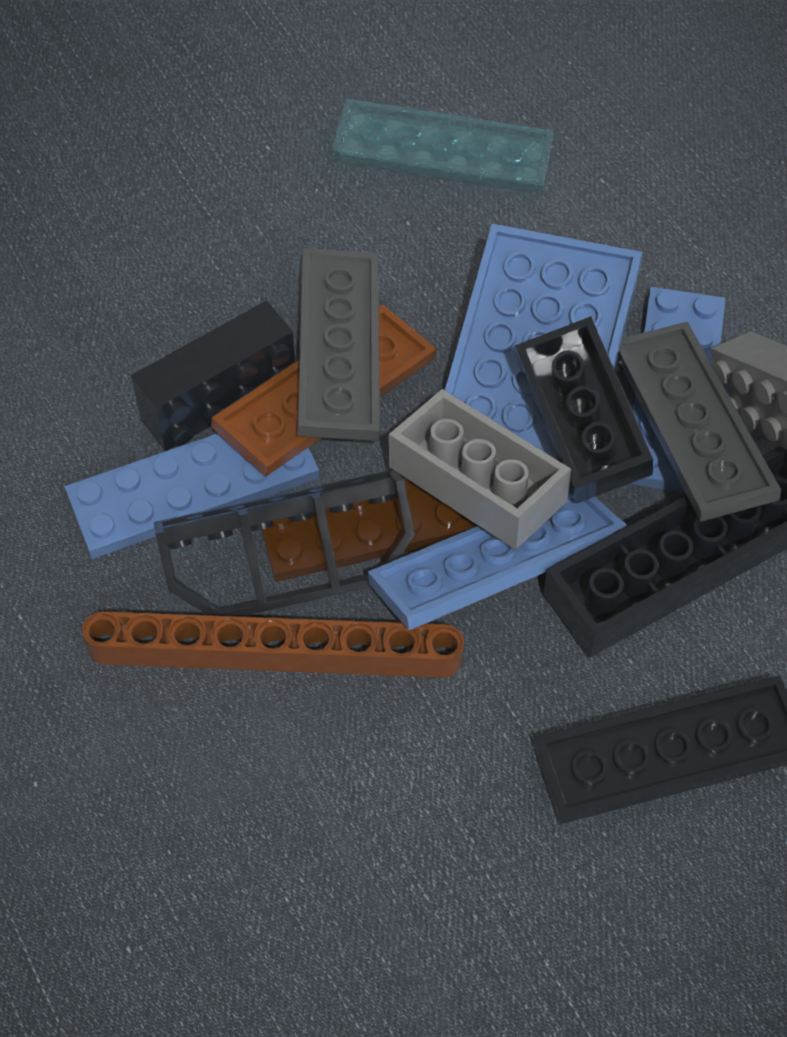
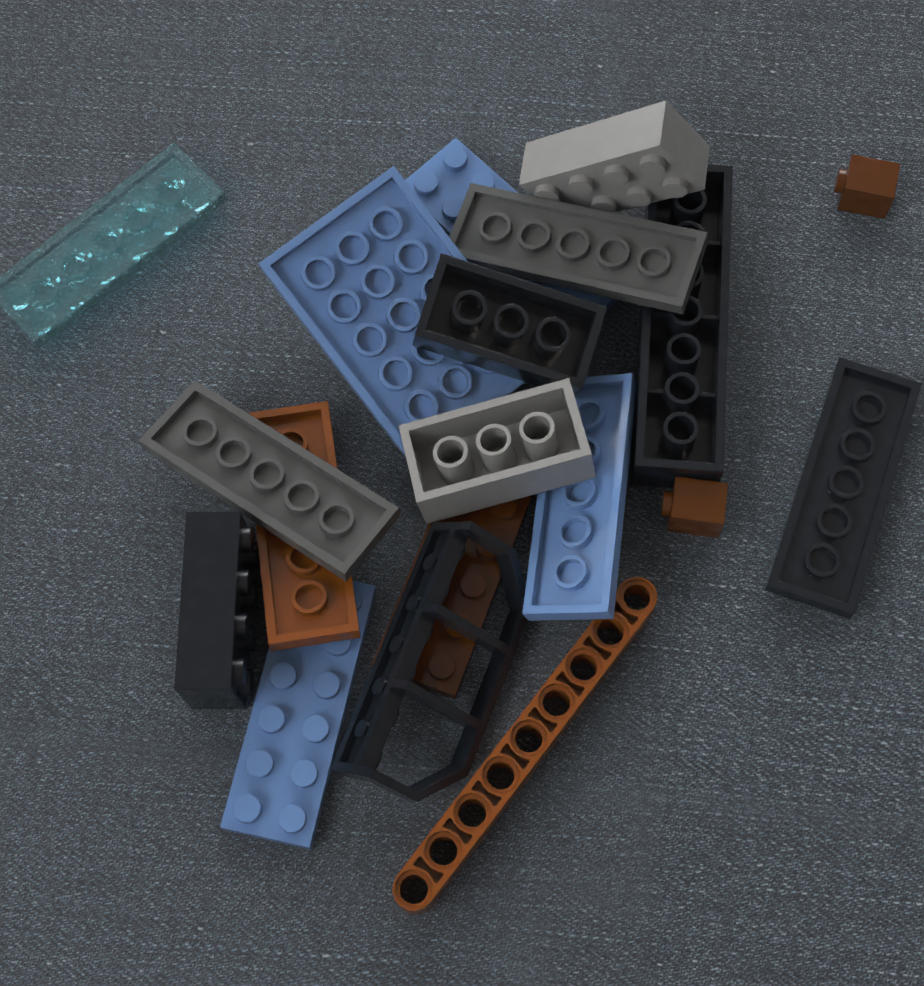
camera: 50 degrees left, 10 degrees up
(559, 647) = (695, 507): none -> reddish brown brick

